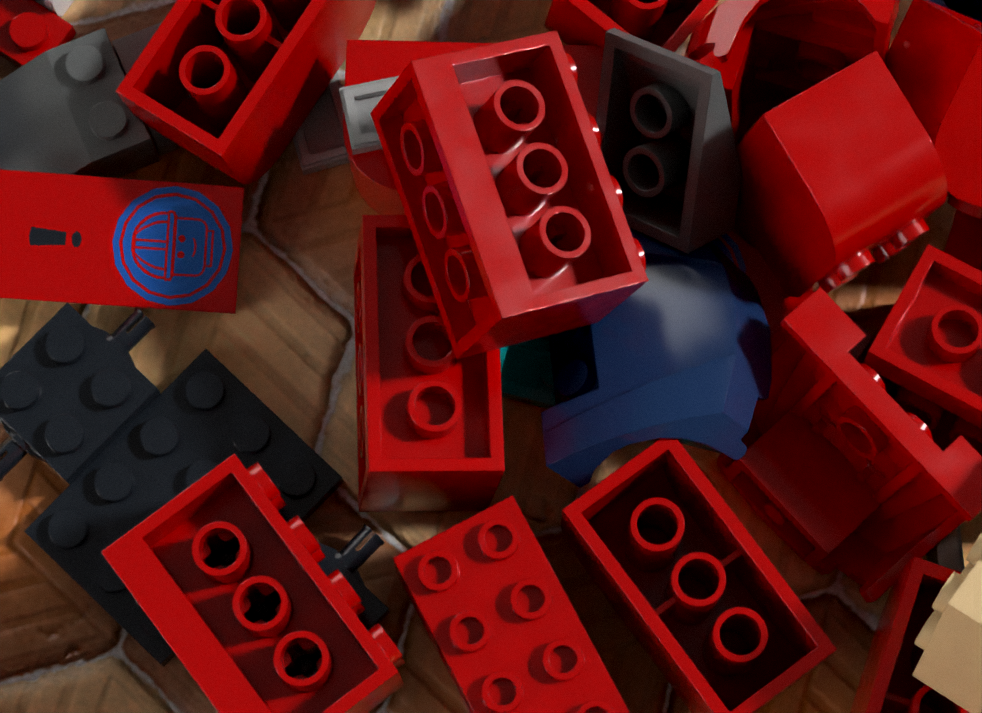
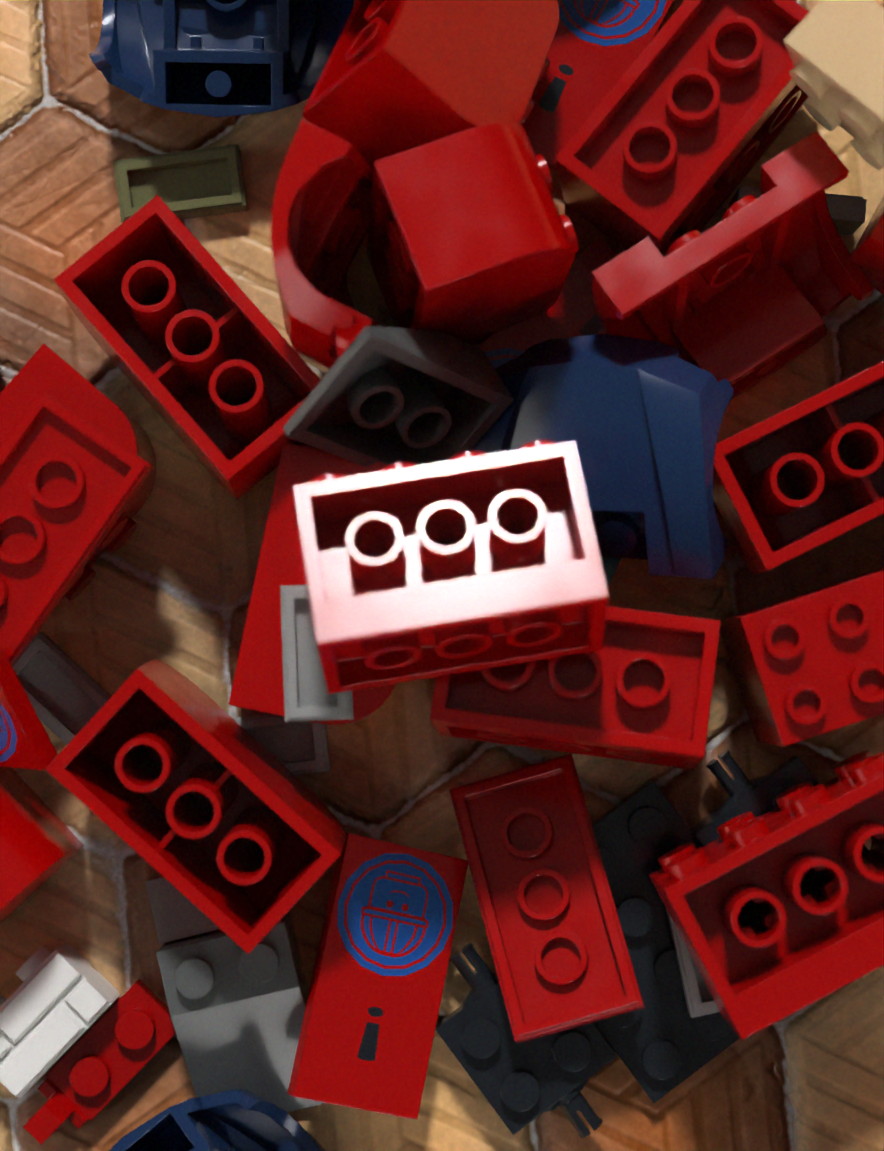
camera: 85 degrees left, 10 degrees up
(209, 384) = (545, 899): none -> red tile

